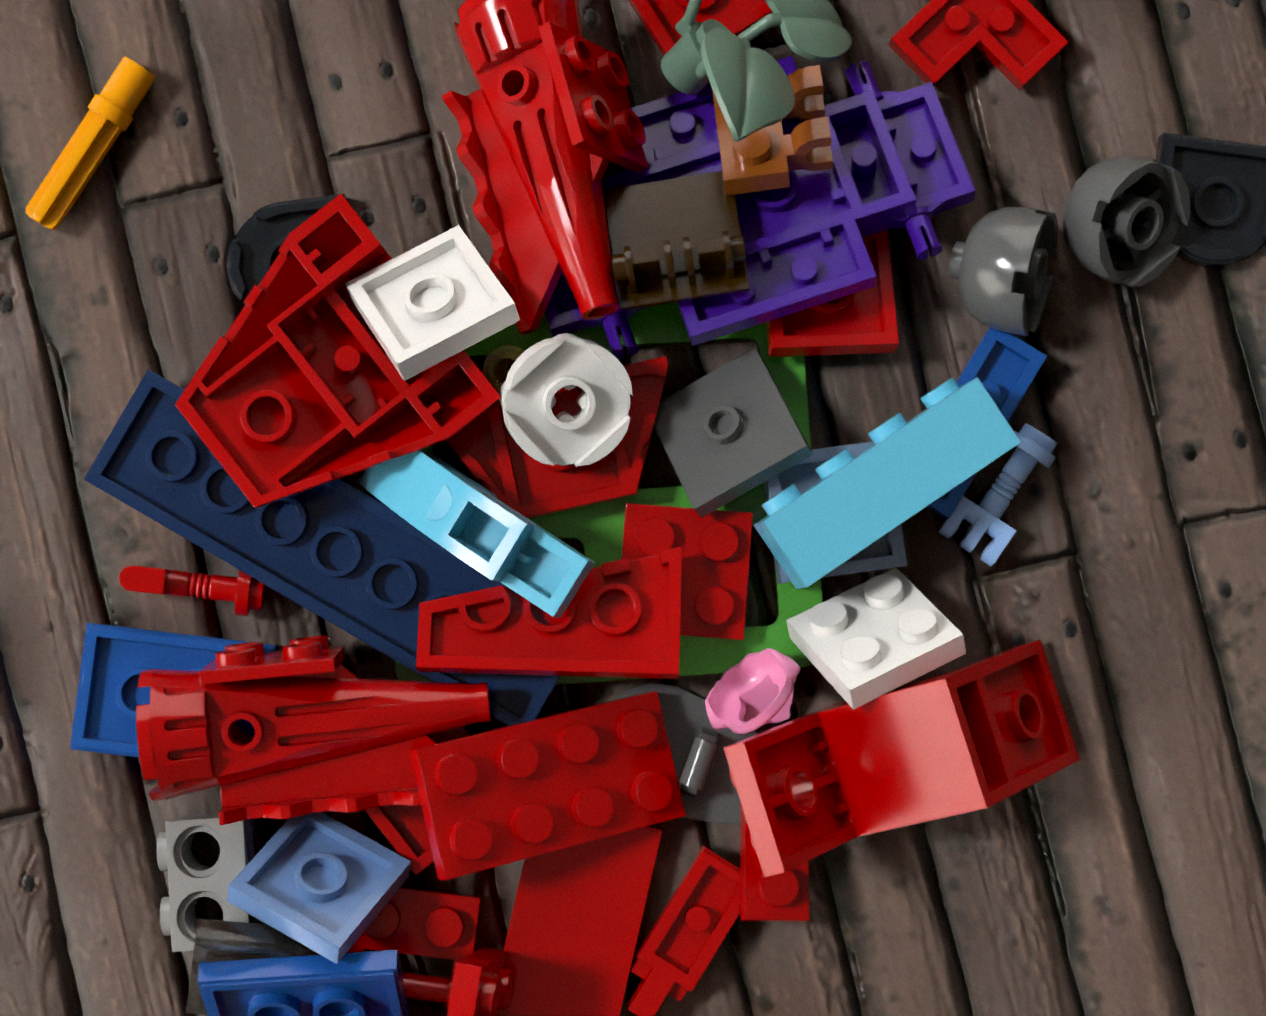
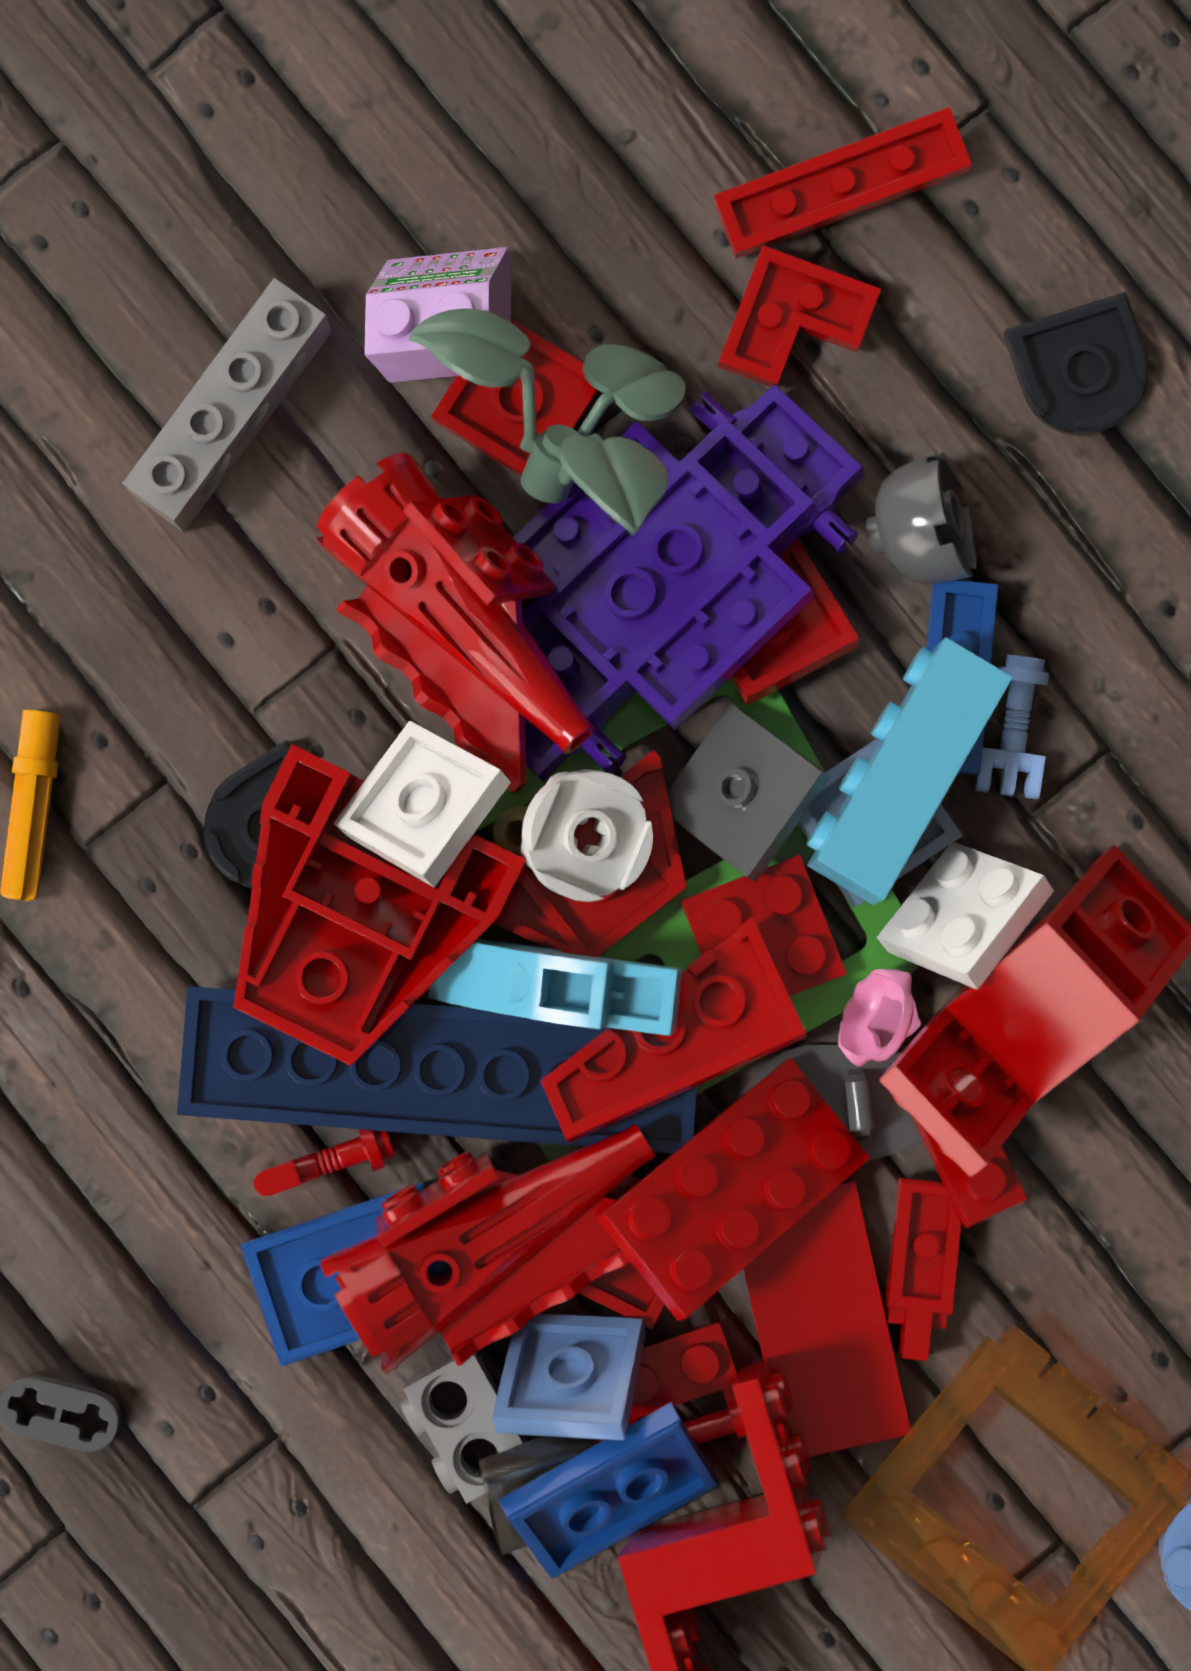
camera: 25 degrees left, 0 degrees up
(675, 241) = (615, 641): dark brown hinge -> none
(767, 155) = (666, 527): dark orange plate -> none
(1126, 218) = (1010, 427): dark grey cylinder -> none

